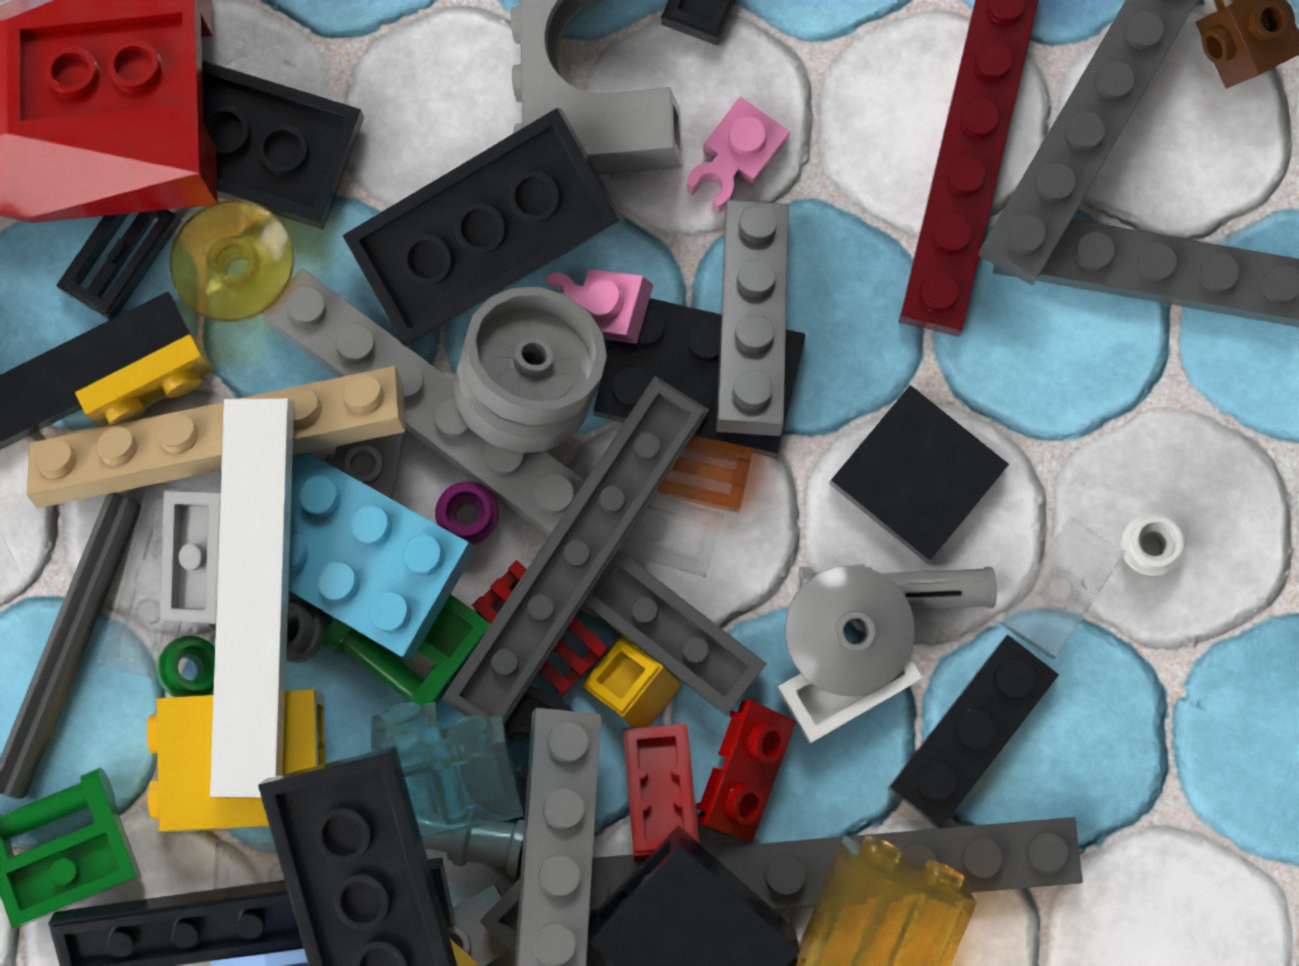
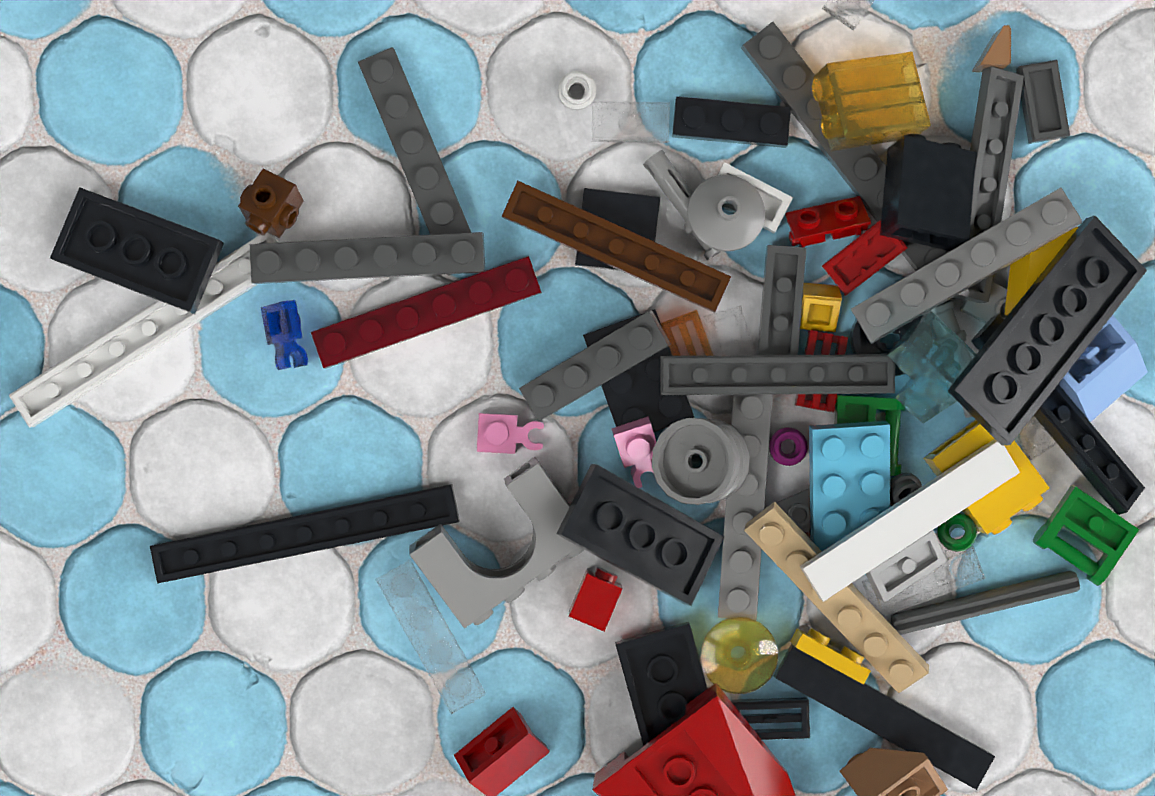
camera: 120 degrees left, 10 degrees up
(437, 122) = (596, 598): none -> red brick
(899, 449) = (616, 246): none -> reddish brown plate

